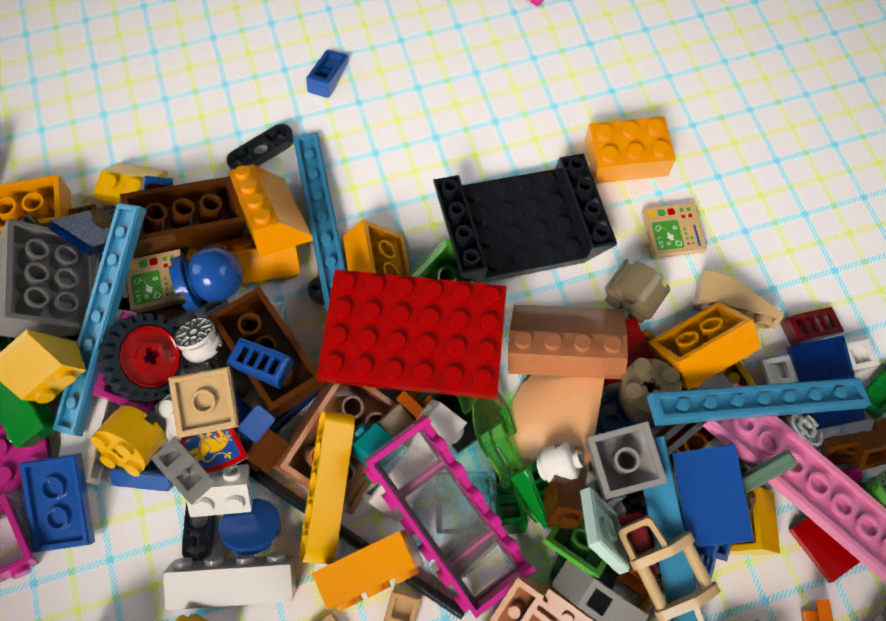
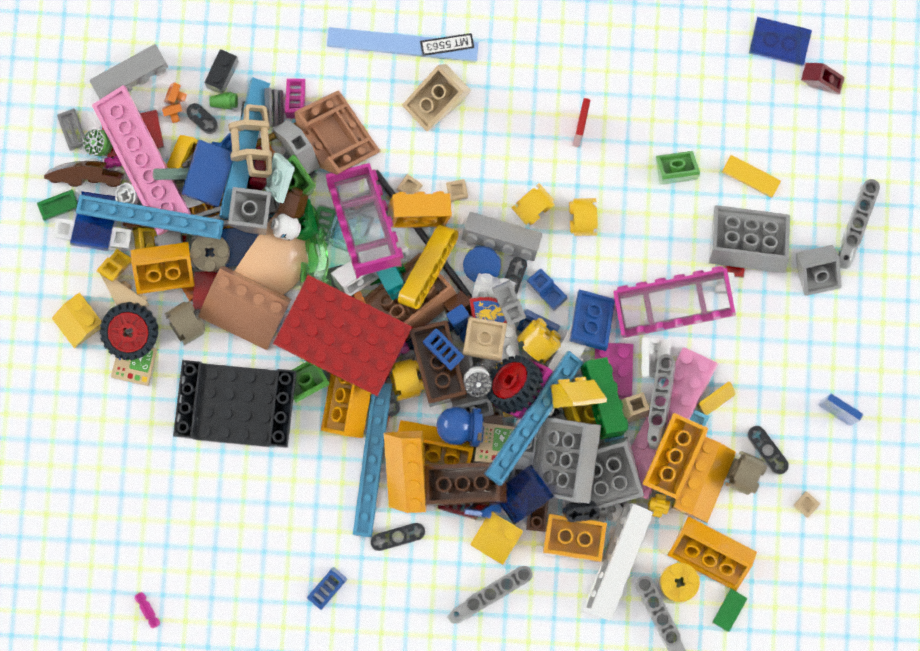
camera: 165 degrees left, 15 degrees up
(121, 125) = (465, 612): none -> light grey piece
(143, 529) = (547, 289): none -> blue slope
(306, 321) = (405, 379): none -> yellow brick
(395, 420) = (373, 294): tan tile -> none
(629, 149) = (136, 432): light orange brick -> none
(704, 251) = (124, 317): none -> wheel
(756, 602) = (204, 115): none -> black beam
(770, 324) = (115, 265): none -> yellow slope
(771, 256) = (77, 320): none -> yellow slope
(795, 335) = (94, 261): dark red slope -> none
(808, 588) = (172, 110): none -> orange tile

